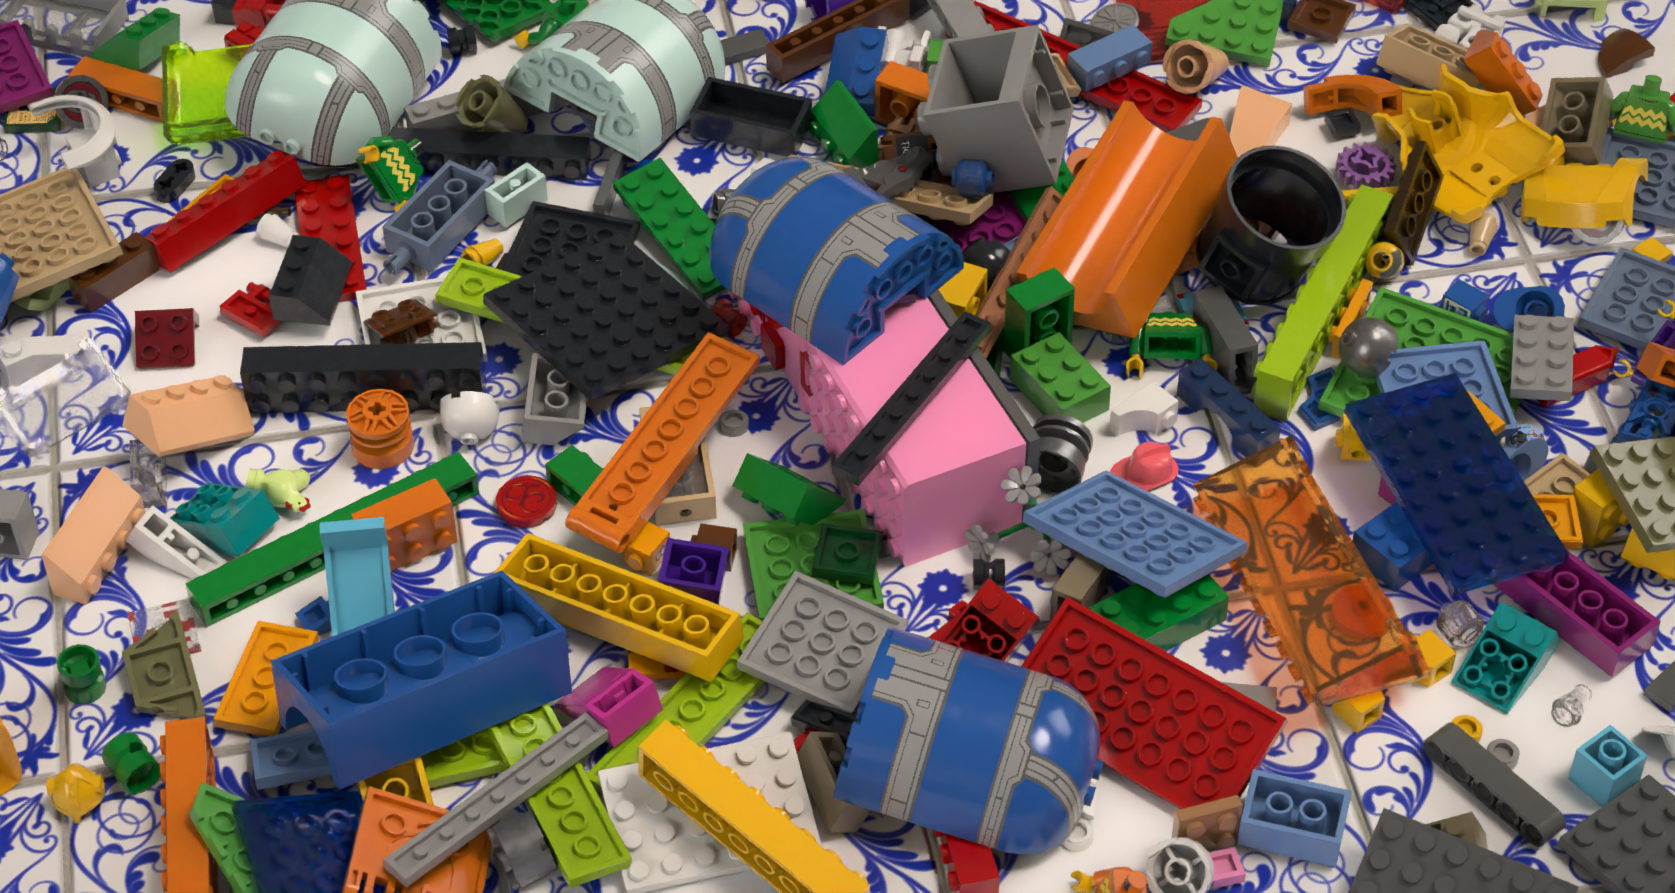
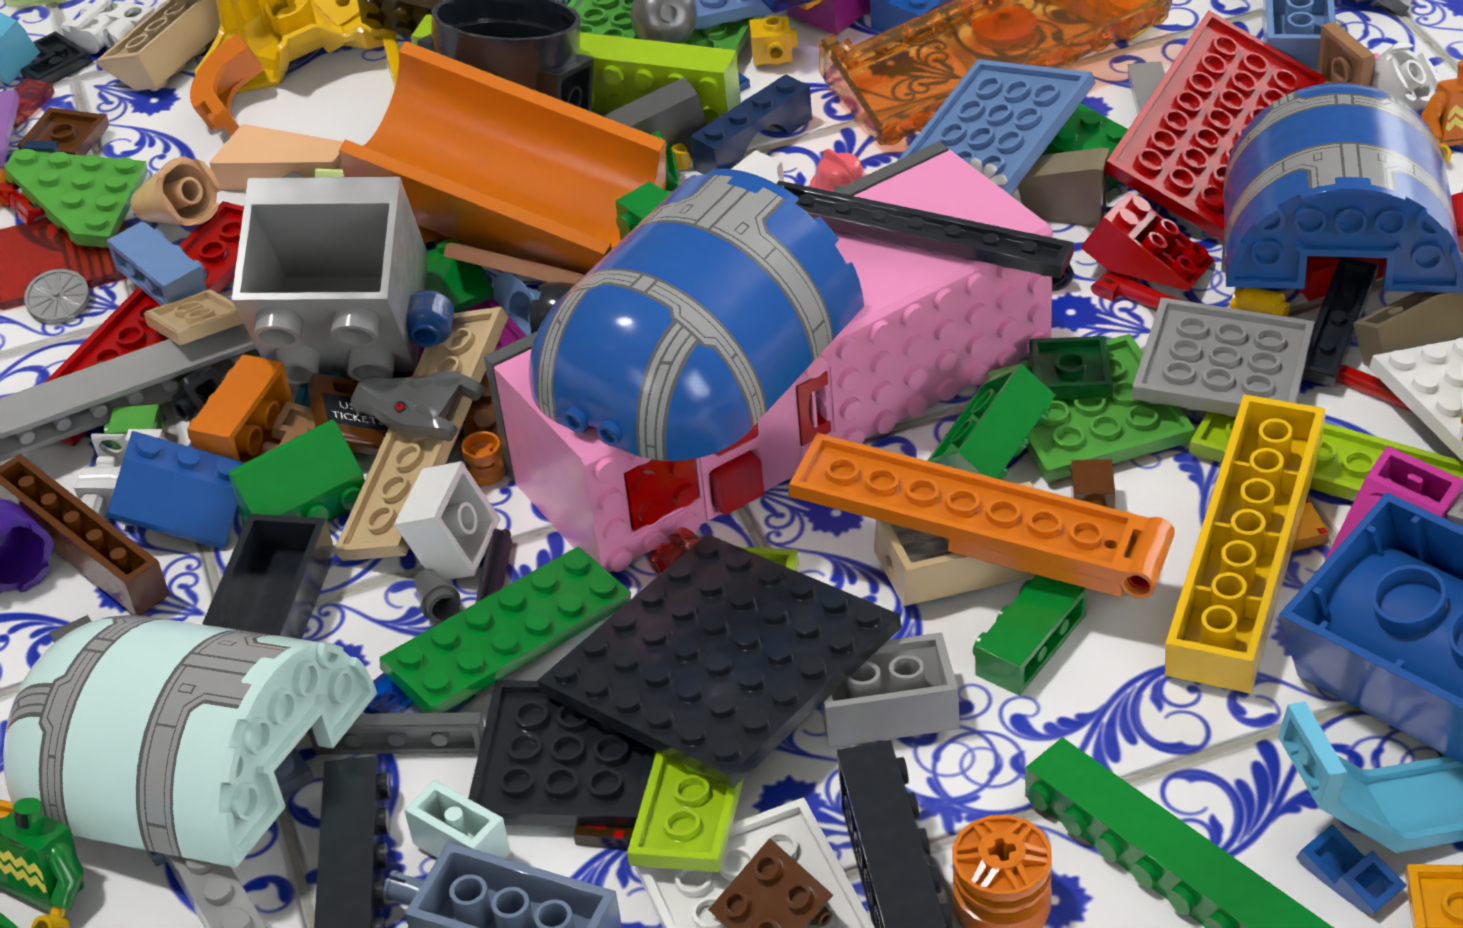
camera: 95 degrees left, 5 degrees down
(415, 522) = (1196, 784): orange brick -> none
(469, 416) = (944, 780): white cylinder -> none
(483, 252) = (584, 860): yellow cone -> none
(489, 107) = (288, 873): olive cone -> none
(526, 501) = (1067, 702): red tile -> none
(694, 568) = (1164, 485): dark purple brick -> none
(733, 423) = (856, 528): light grey tile -> none
(1082, 33) = (95, 307): dark grey plate -> none
(1342, 123) = (259, 103): black plate -> none
(1365, 166) = (338, 78): medium lavender gear -> none

